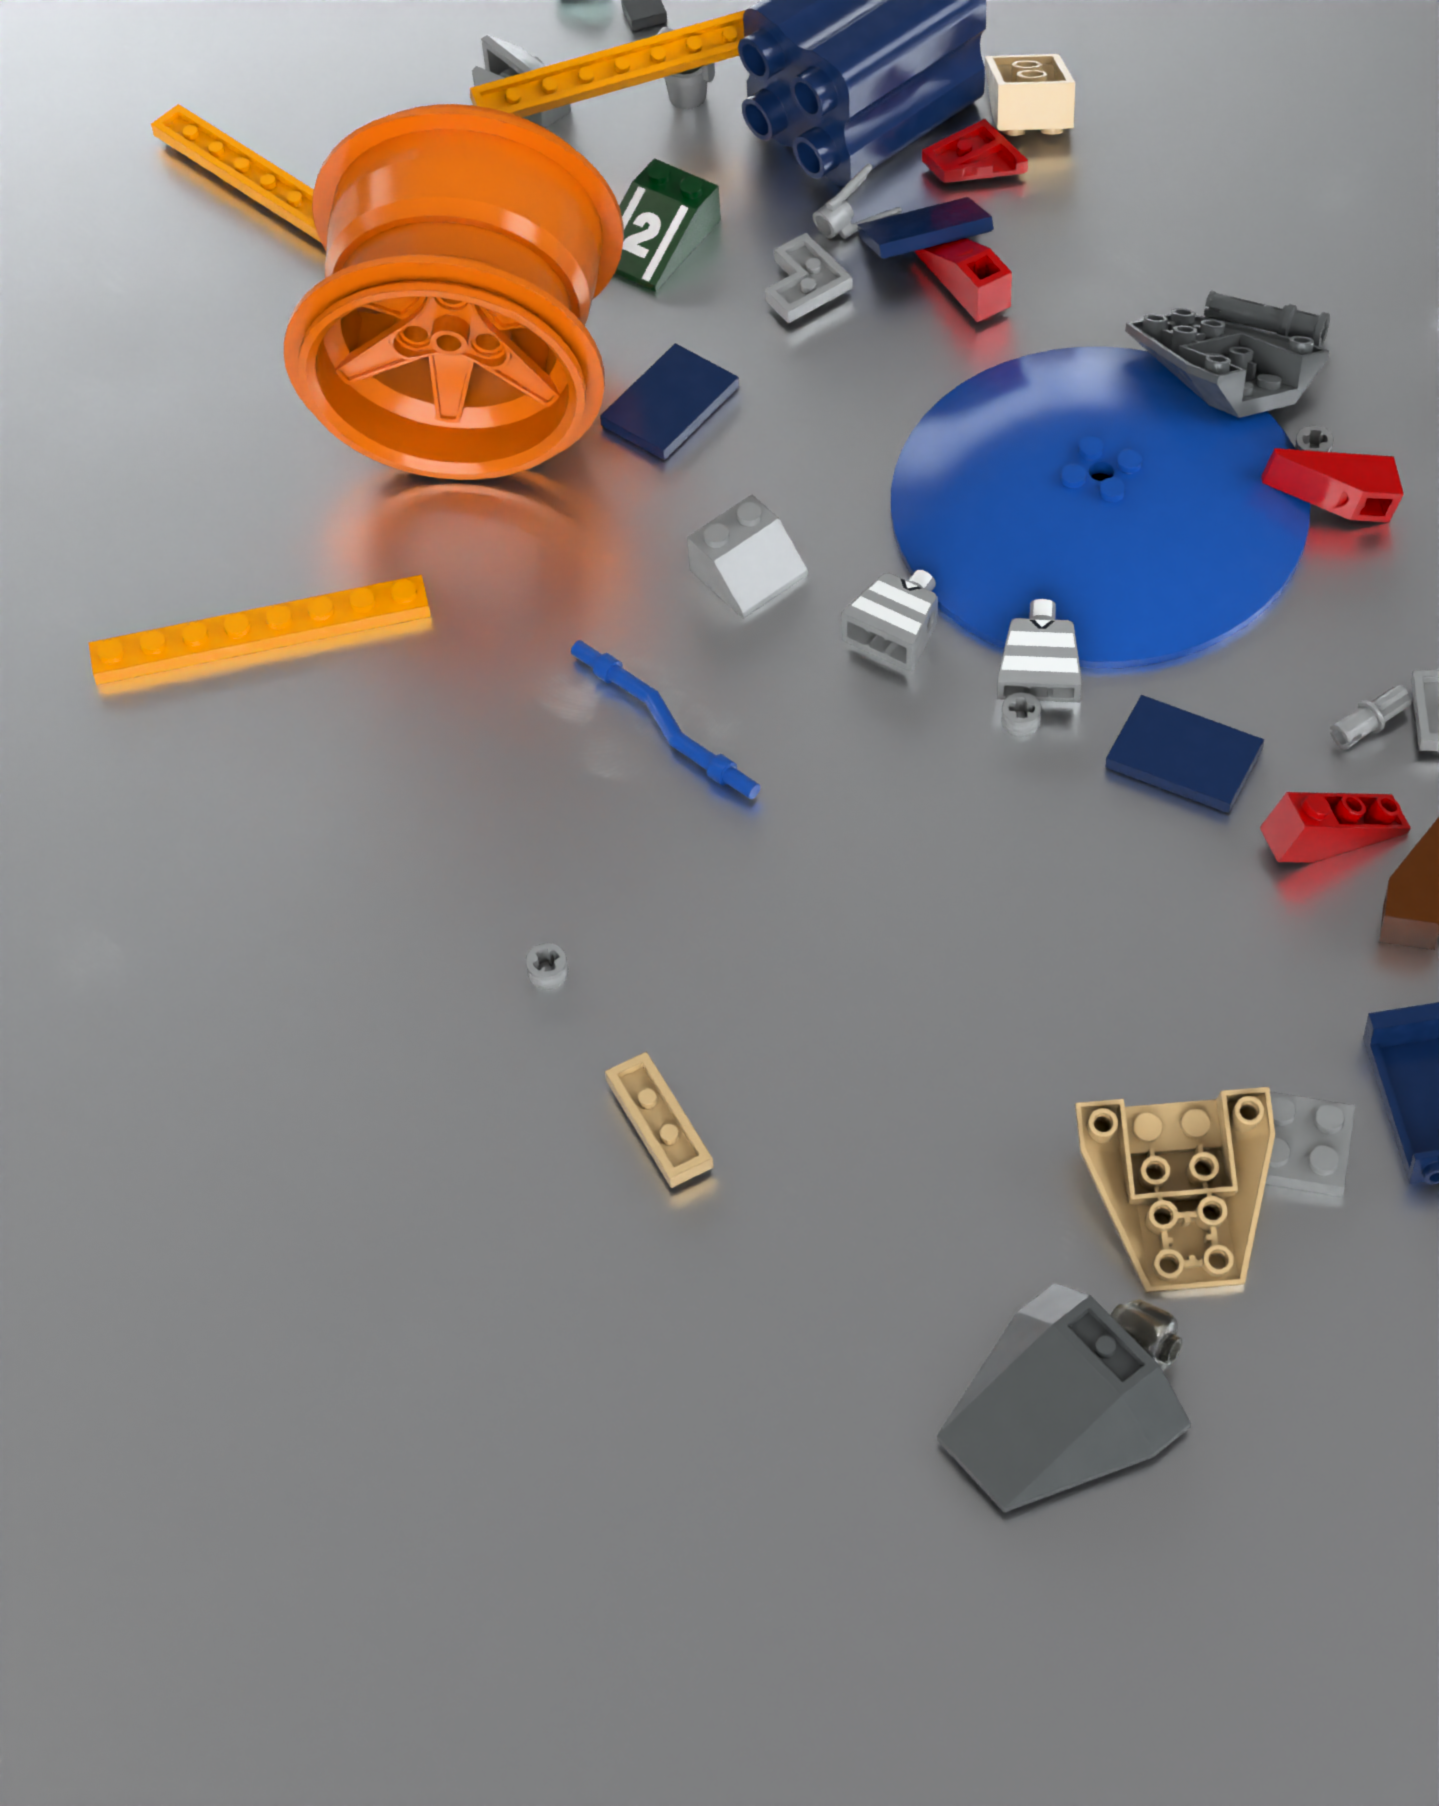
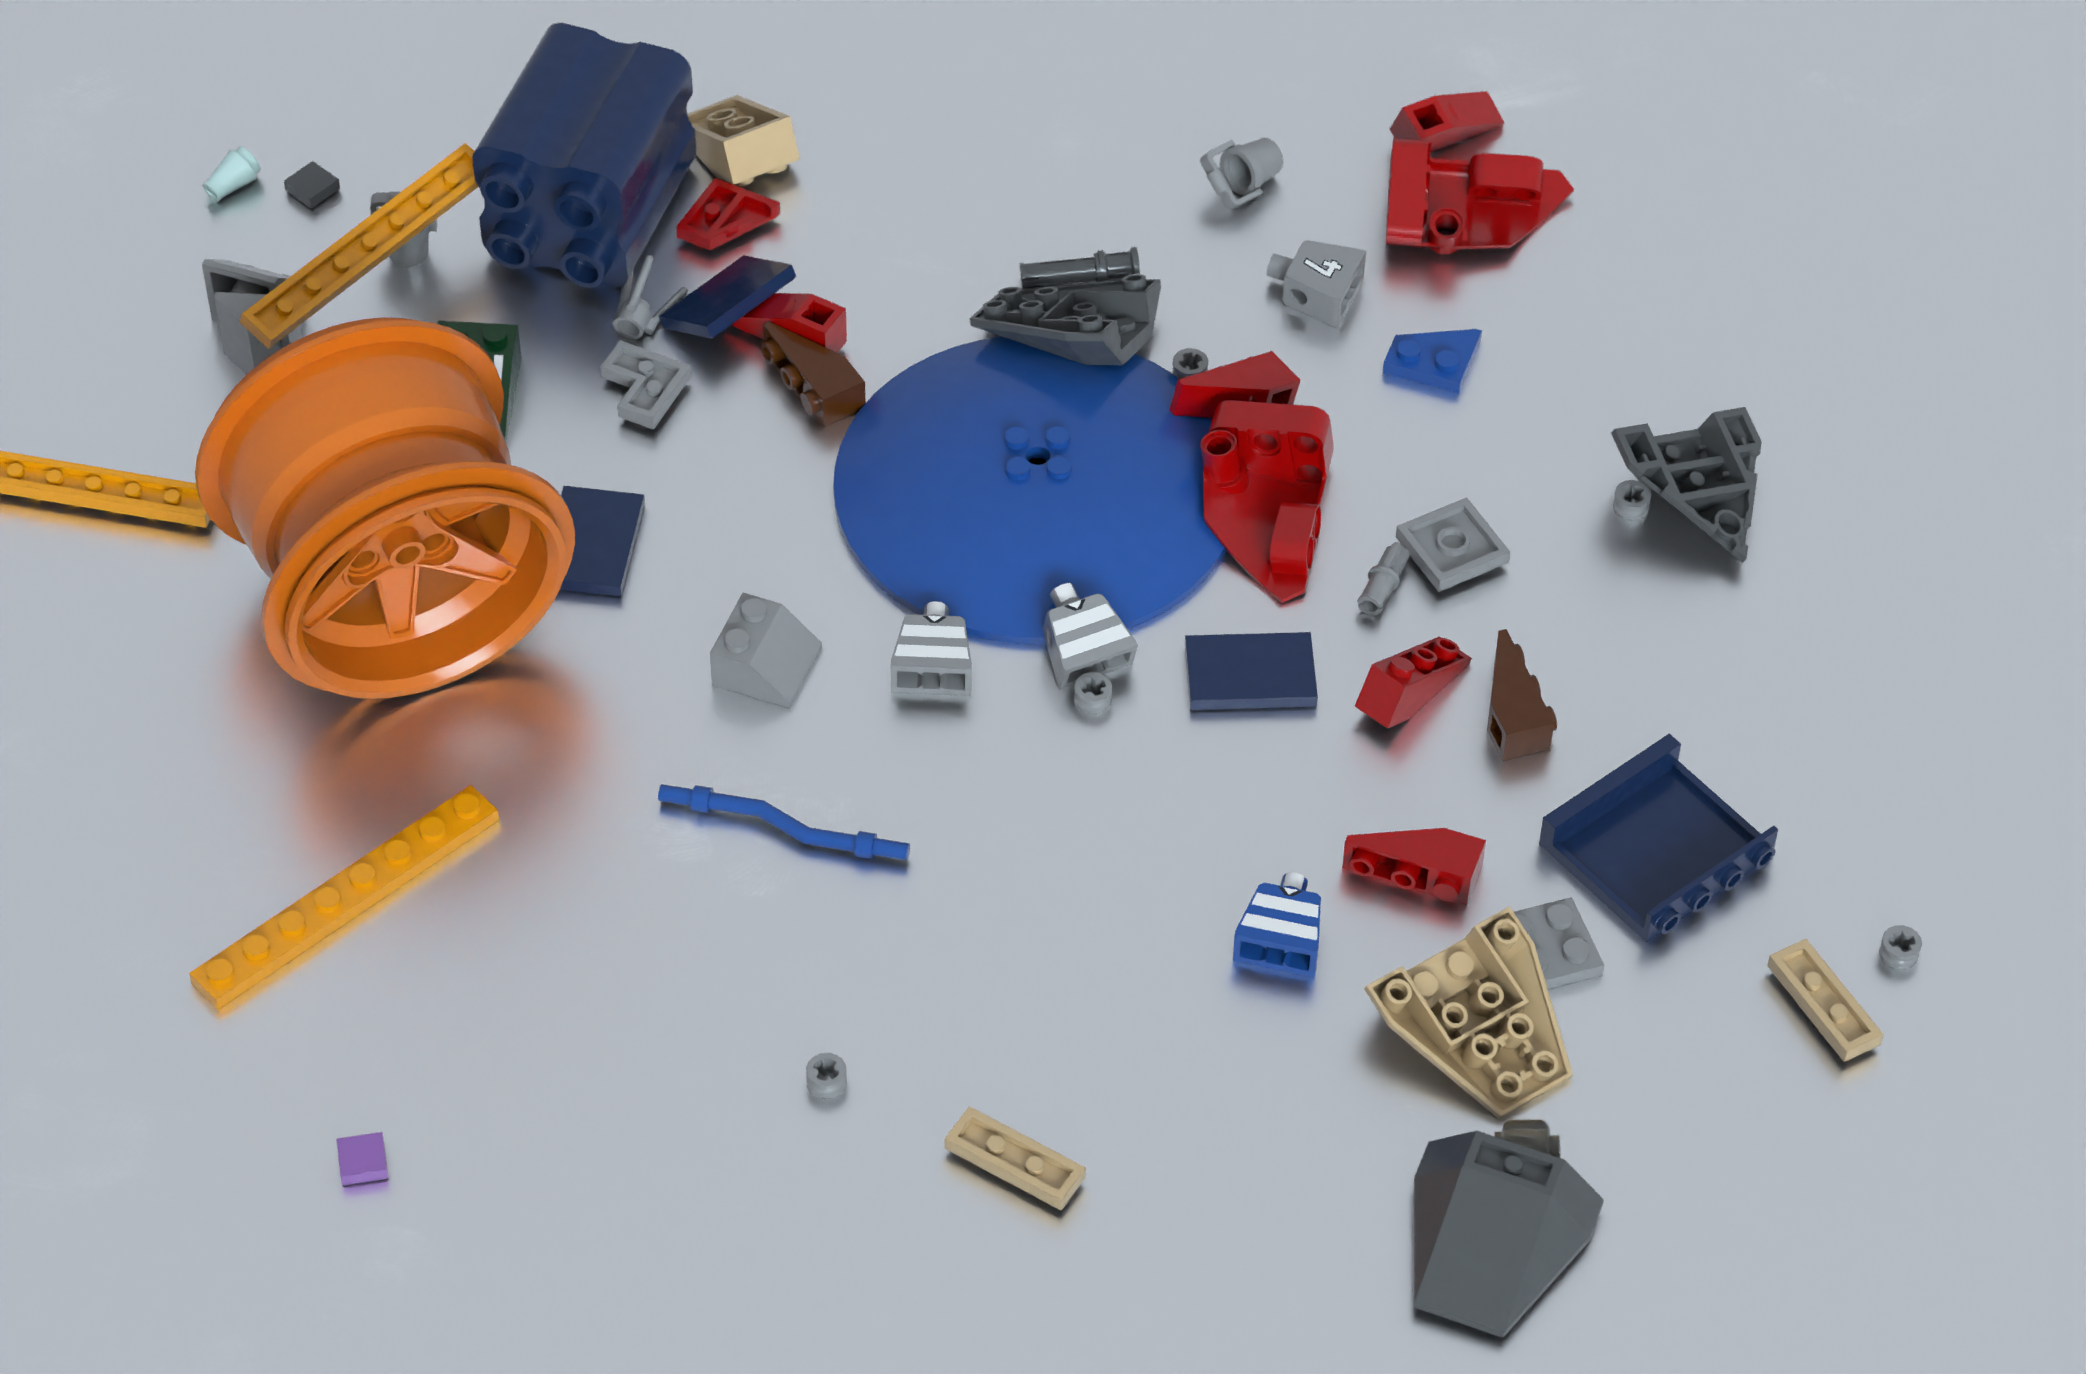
camera: 35 degrees left, 5 degrees down
(116, 864) = (362, 1158): none -> medium lavender tile
(961, 325) = (819, 376): none -> reddish brown slope
(1048, 1010) = (1281, 927): none -> blue torso
(1233, 1007) = (1422, 860): none -> red slope
(1305, 584) = (1266, 488): none -> red panel

